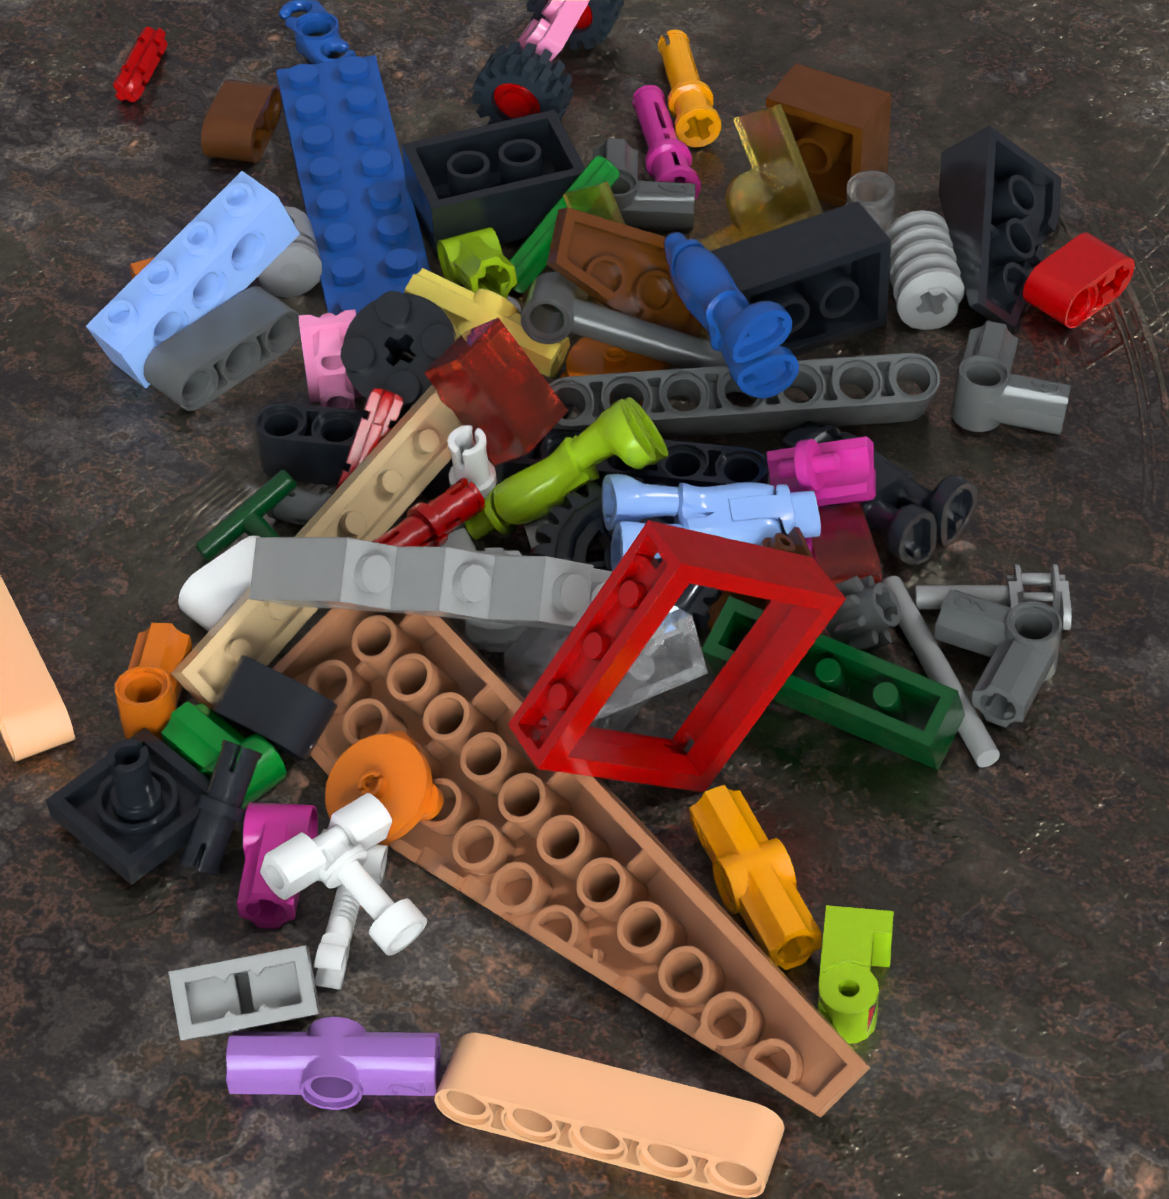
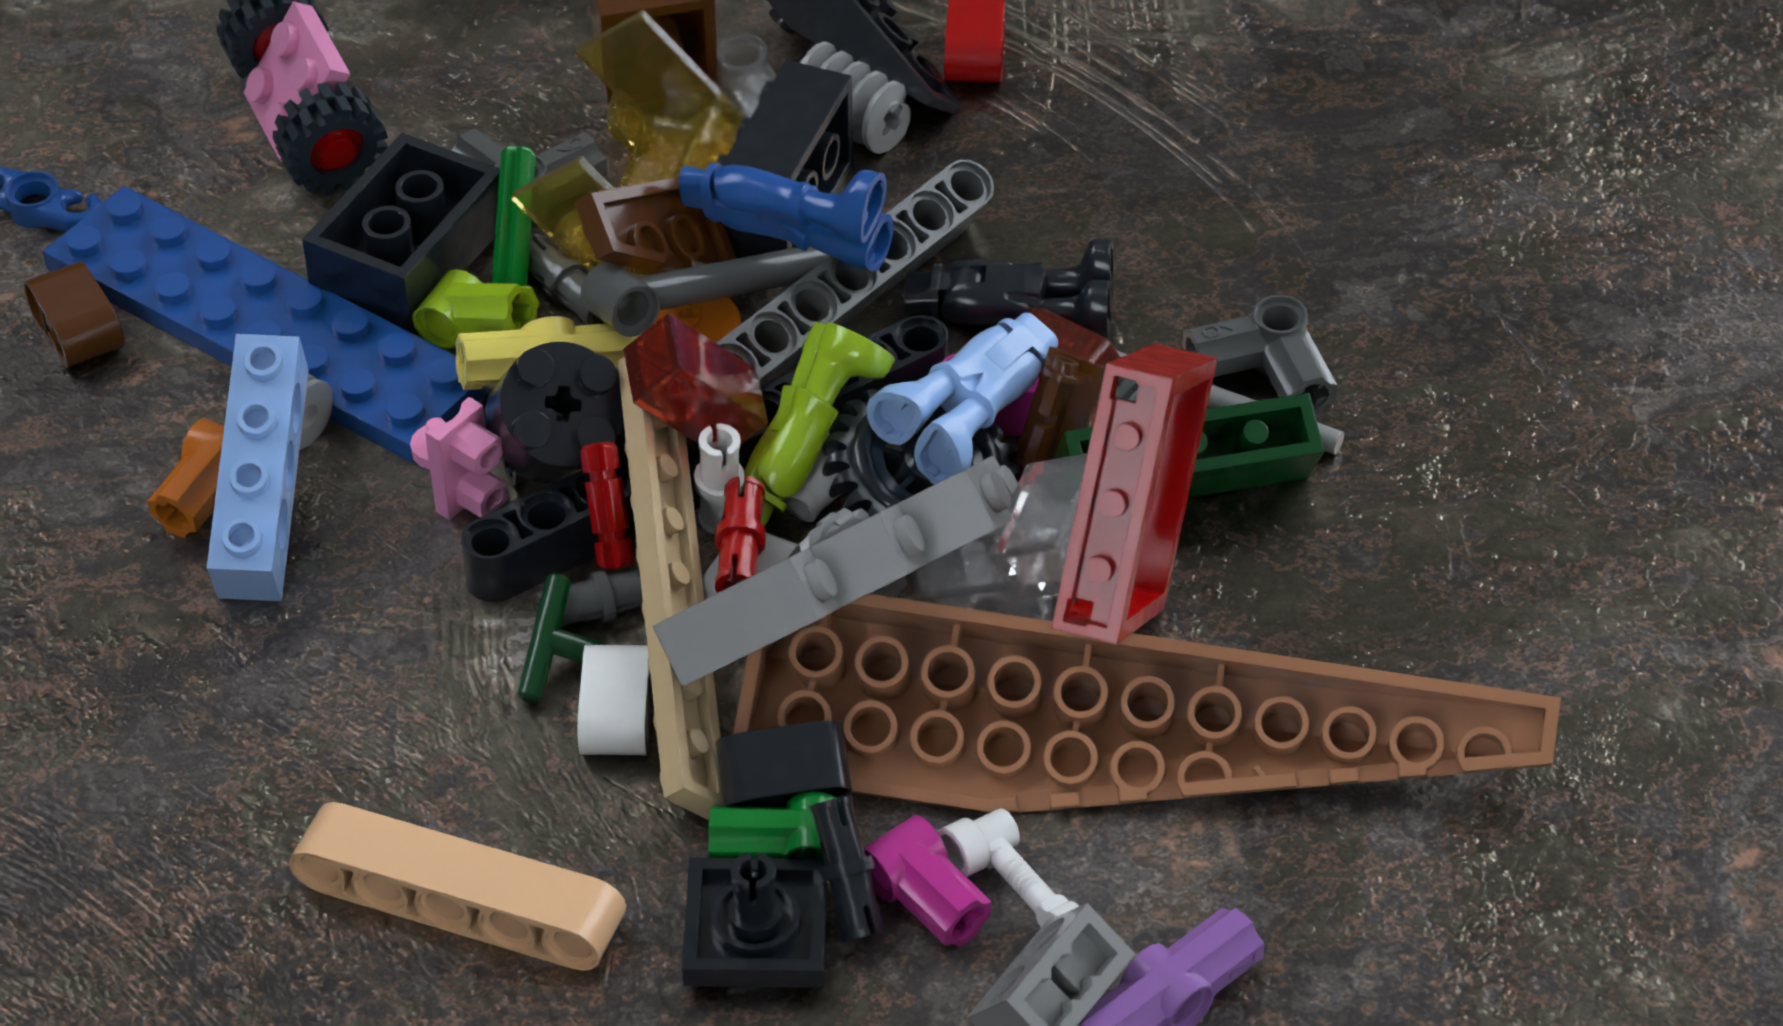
camera: 45 degrees left, 0 degrees up
(148, 690) = (650, 826): orange piece -> none
(222, 348) = (328, 518): dark grey beam -> none
(339, 859) = (995, 836): white bar -> none
(393, 773) = (946, 767): orange piece -> none
(610, 1115) = (1403, 875): light nougat beam -> none
(666, 156) = (507, 124): dark pink pin -> none
(689, 98) = (470, 65): light orange pin -> none
(755, 877) = (1290, 628): light orange piece -> none
(833, 470) = (1000, 292): dark pink hips -> none
(847, 988) = (1427, 644): lime leg -> none
(932, 596) = (1212, 308): light grey piece -> none
(992, 395) = (1019, 160): dark grey piece -> none

